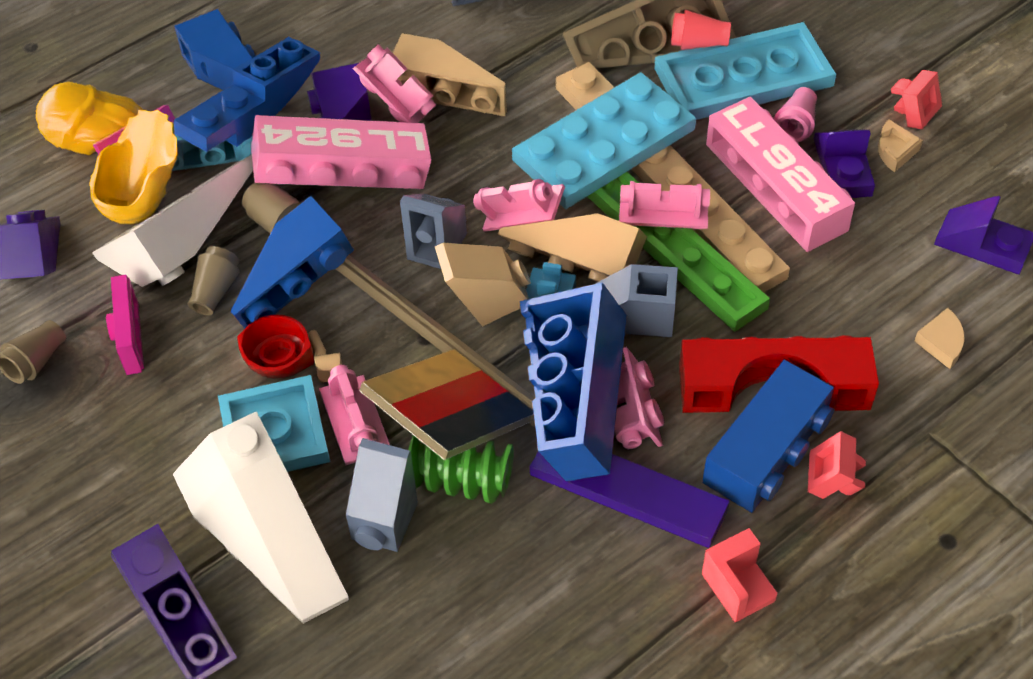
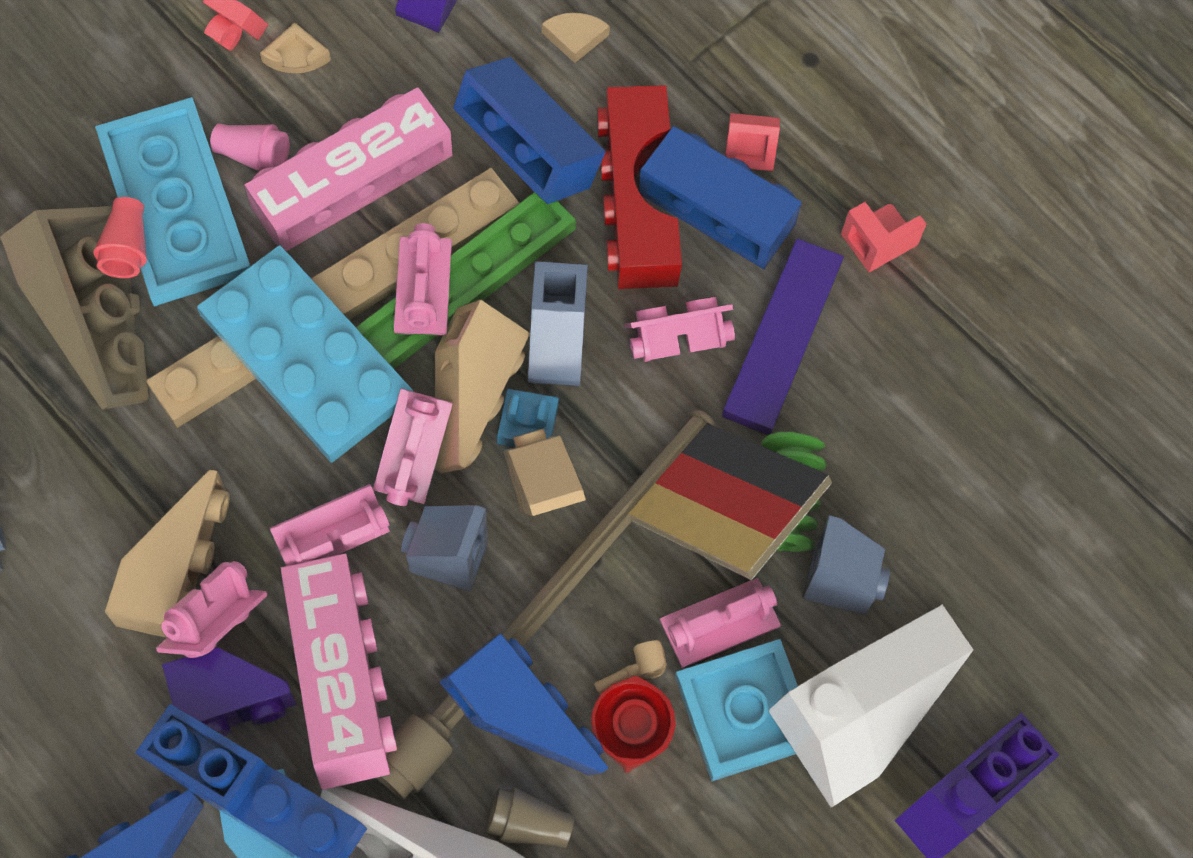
camera: 100 degrees left, 15 degrees up
(458, 162) = (331, 527): none -> bright pink hinge
(575, 376) = (667, 374): blue wedge -> none
(823, 284) = (528, 130): none -> blue brick
(846, 160) = (317, 106): dark purple slope -> none

